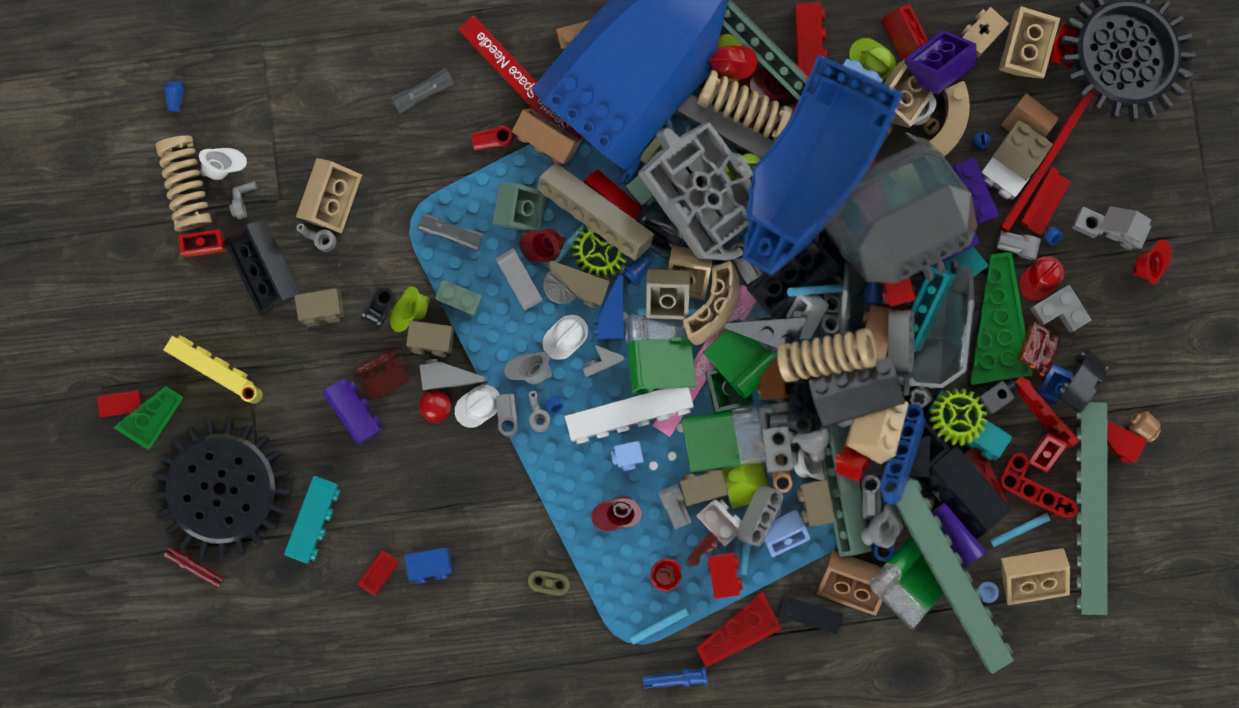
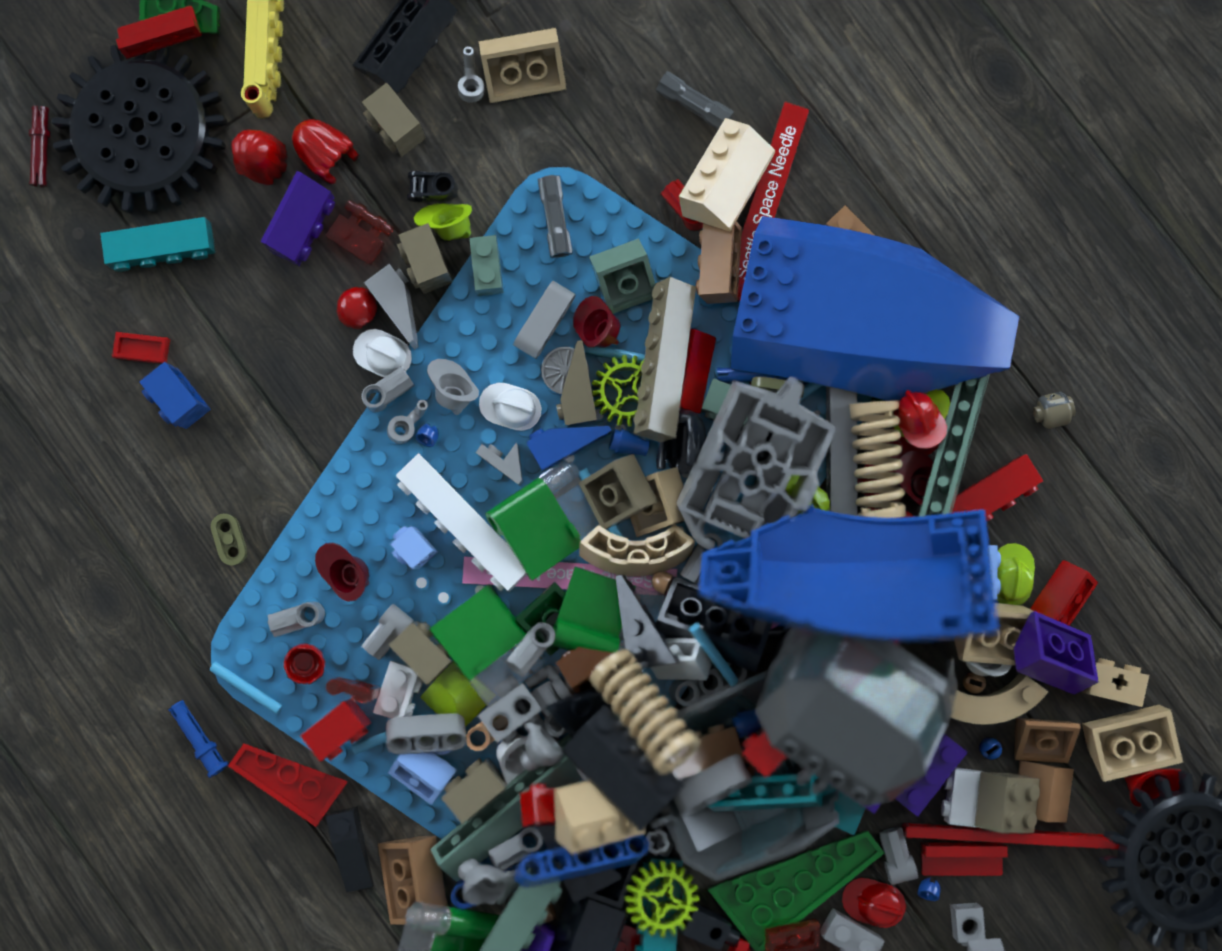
camera: 60 degrees right, 0 degrees up
(161, 436) = (158, 32): none -> red panel
(291, 414) = (259, 156): none -> red hair
(309, 367) = (321, 147): none -> red hair
(490, 98) = (726, 175): none -> slope
(630, 566) = (294, 618): none -> light grey piece
(742, 412) = (529, 649): none -> light grey piece
(745, 299) = (662, 581): none -> medium nougat hinge
(996, 101) = (1045, 740): none -> medium nougat slope

